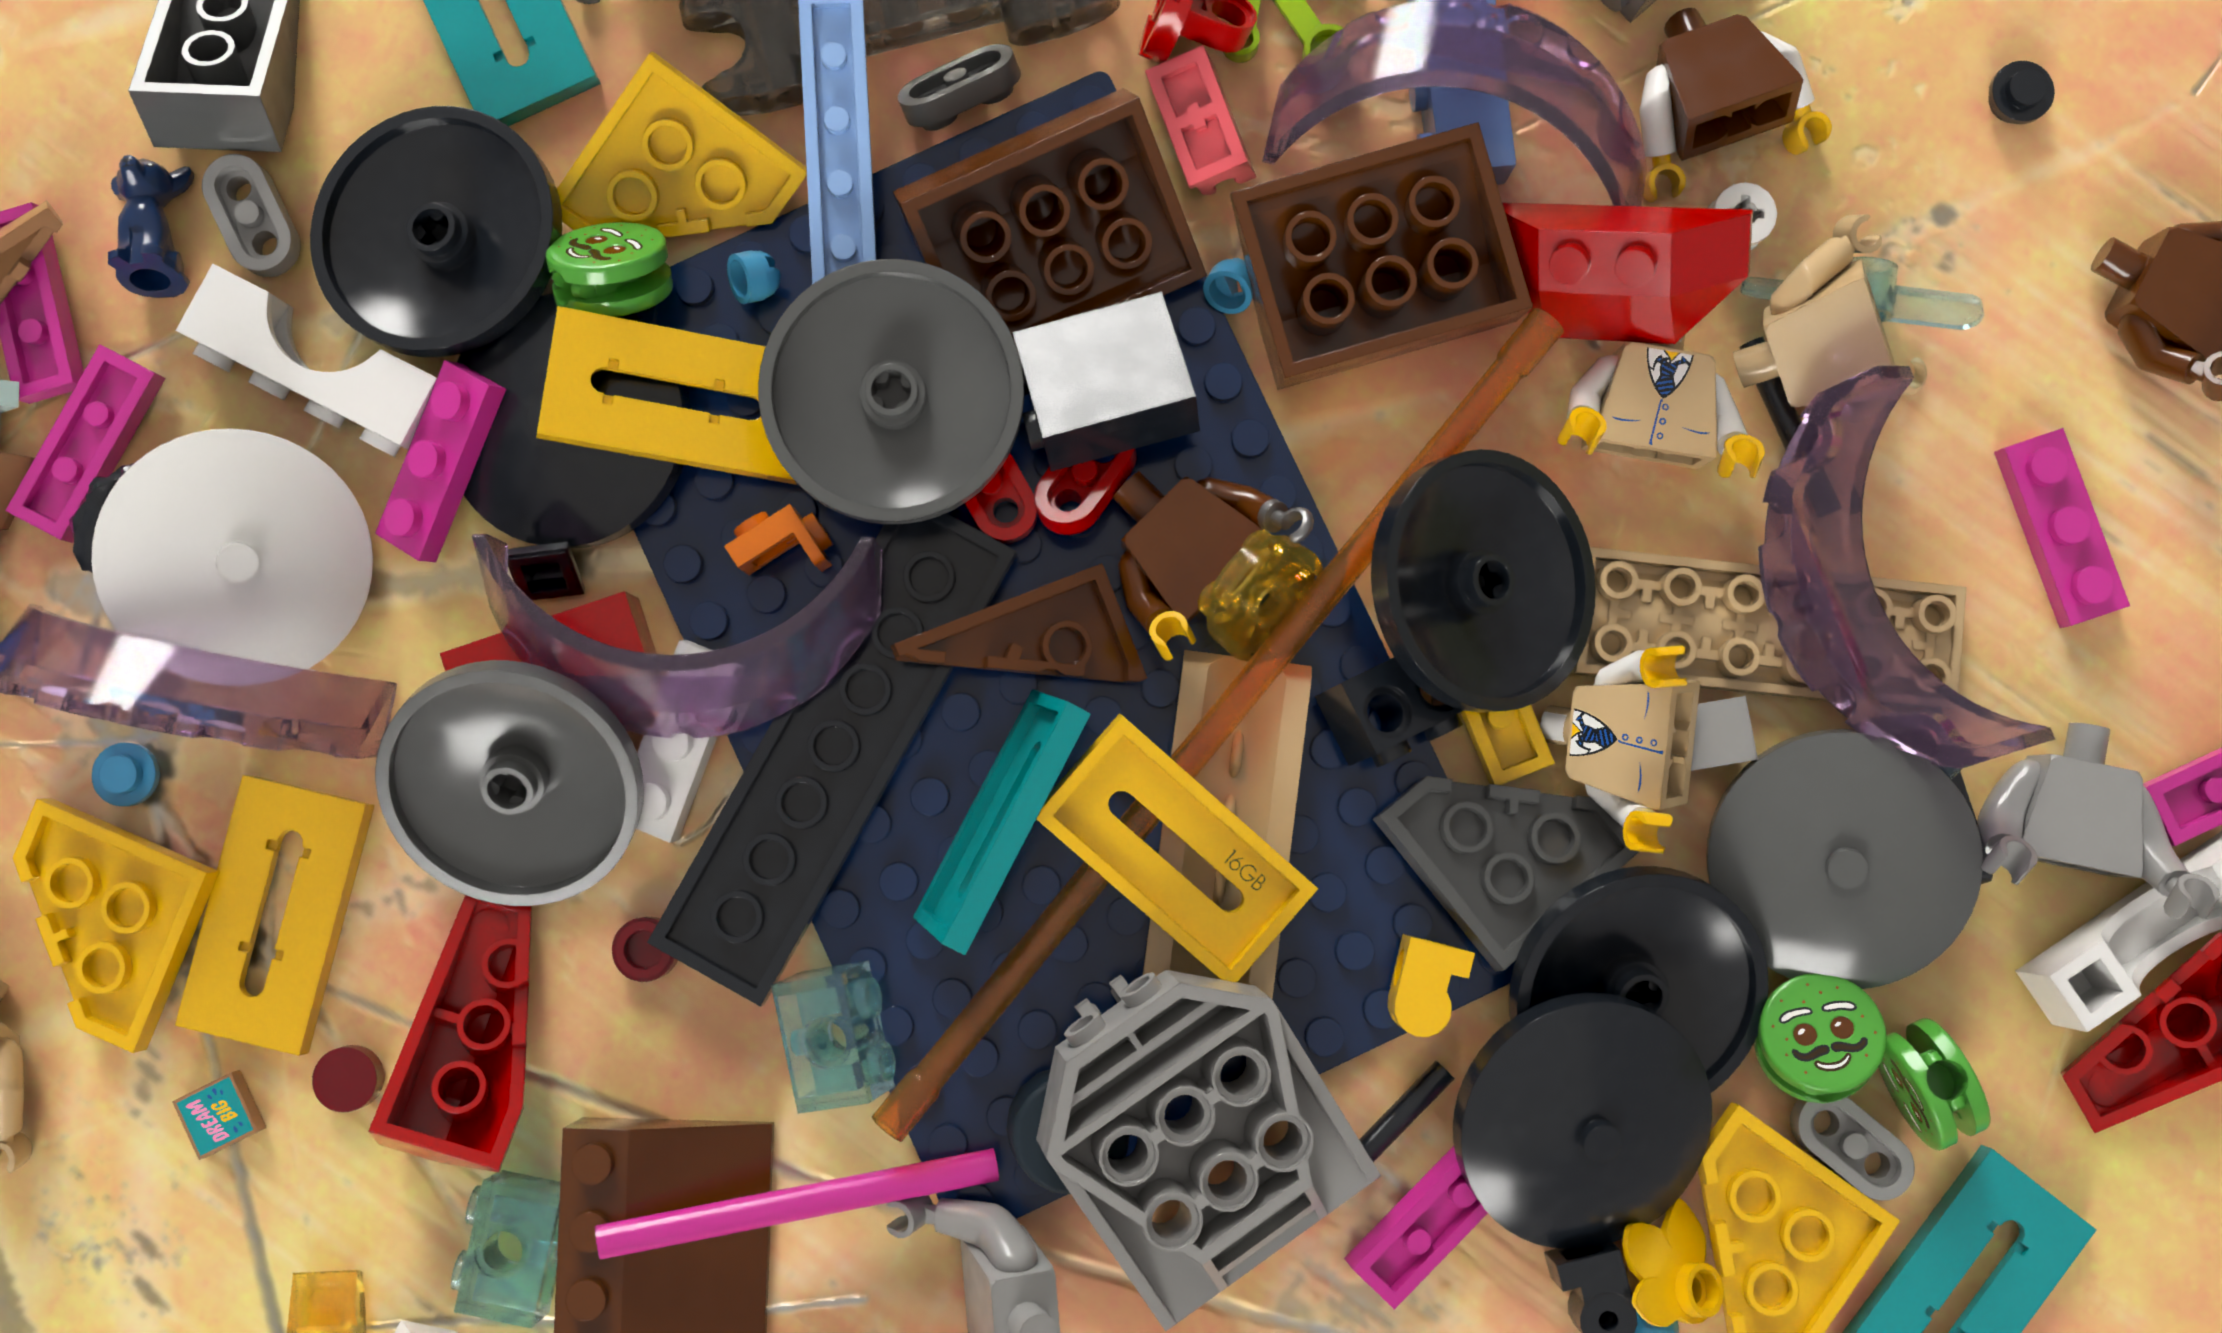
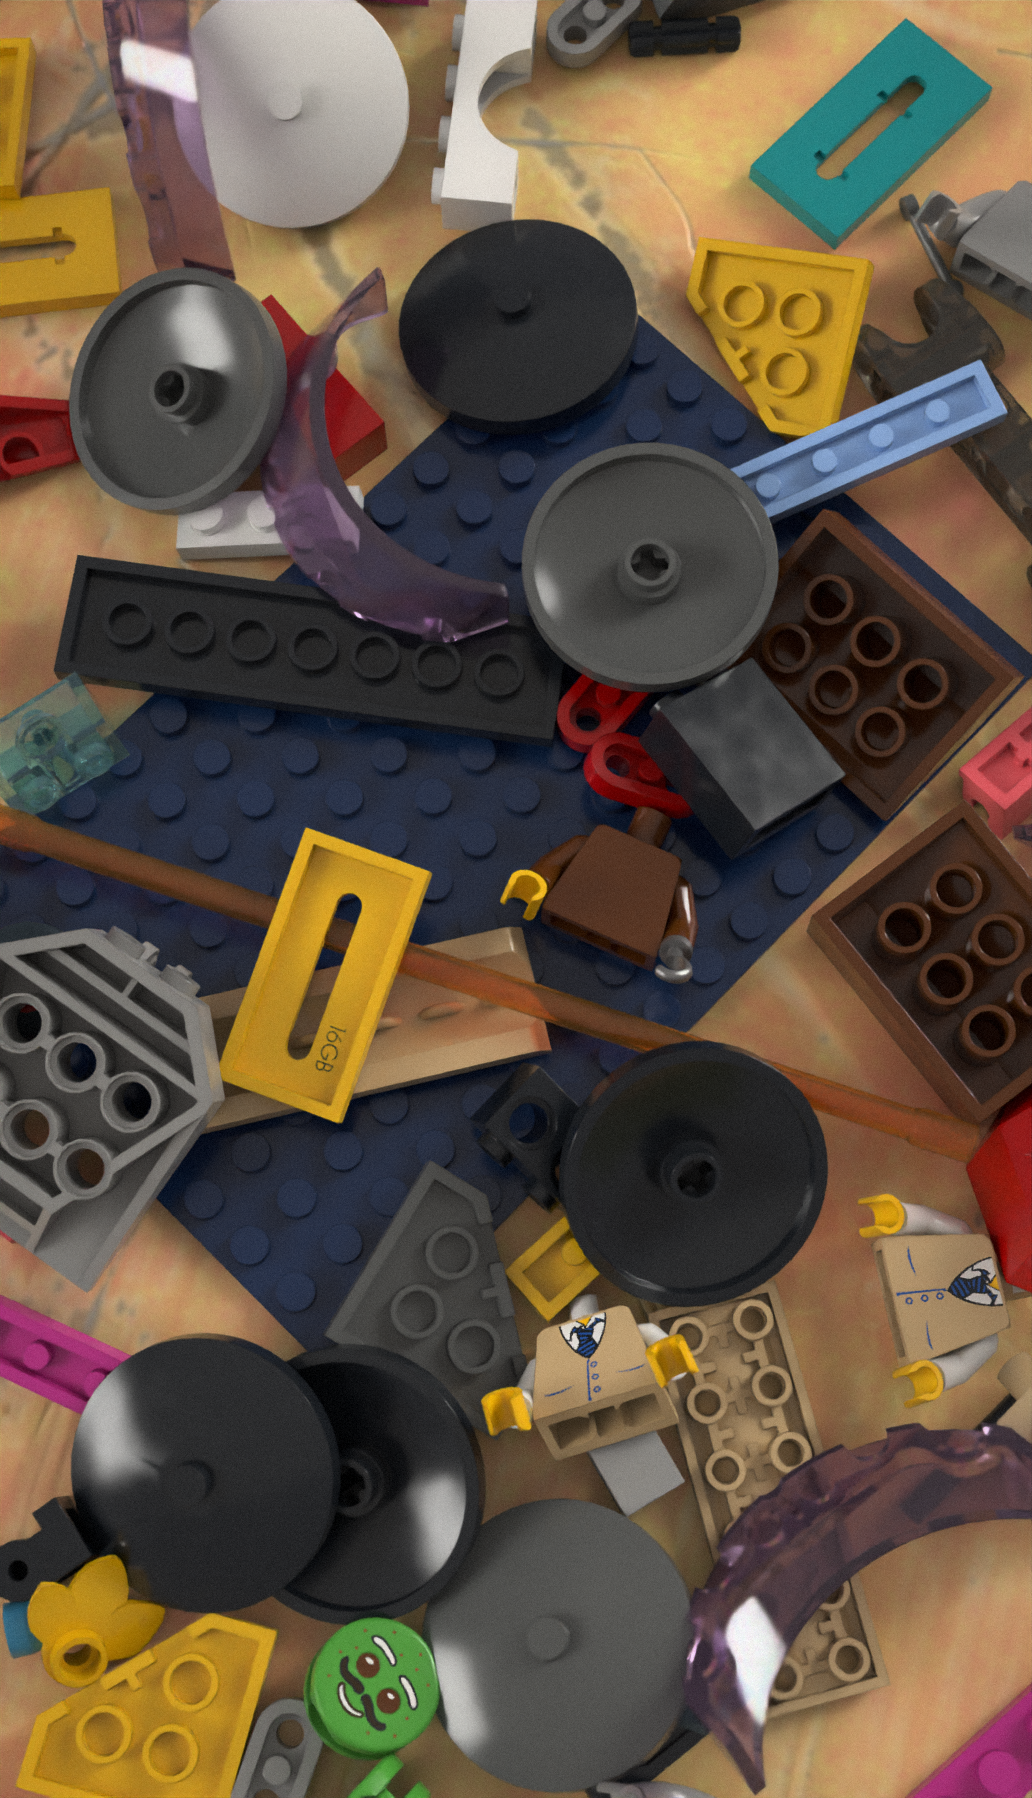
camera: 70 degrees right, 10 degrees down
(125, 774) = (77, 100): dark azure plate -> none
(308, 135) = (684, 36): none -> black axle
(435, 231) = (640, 159): black dish -> none
(440, 461) = (441, 236): dark pink plate -> none
(545, 571) = (378, 358): black slope -> none
(585, 417) = (522, 328): yellow piece -> none
(610, 268) = (665, 305): bright green head -> none
(635, 956) = (61, 560): dark red tile -> none
(752, 276) = (713, 428): dark azure hinge -> none
(766, 538) = (483, 527): orange bracket -> none
(957, 86) = (949, 528): dark grey plate -> none
(1000, 819) = (295, 809): teal piece -> none
(1053, 631) = (491, 797): reddish brown wing -> none
(1222, 288) = (880, 842): dark azure hinge -> none
(1261, 567) = (605, 943): clear yellow plate -> none
(1406, 1110) = (151, 1301): black bar -> none
(1420, 984) = (275, 1264): yellow leg -> none

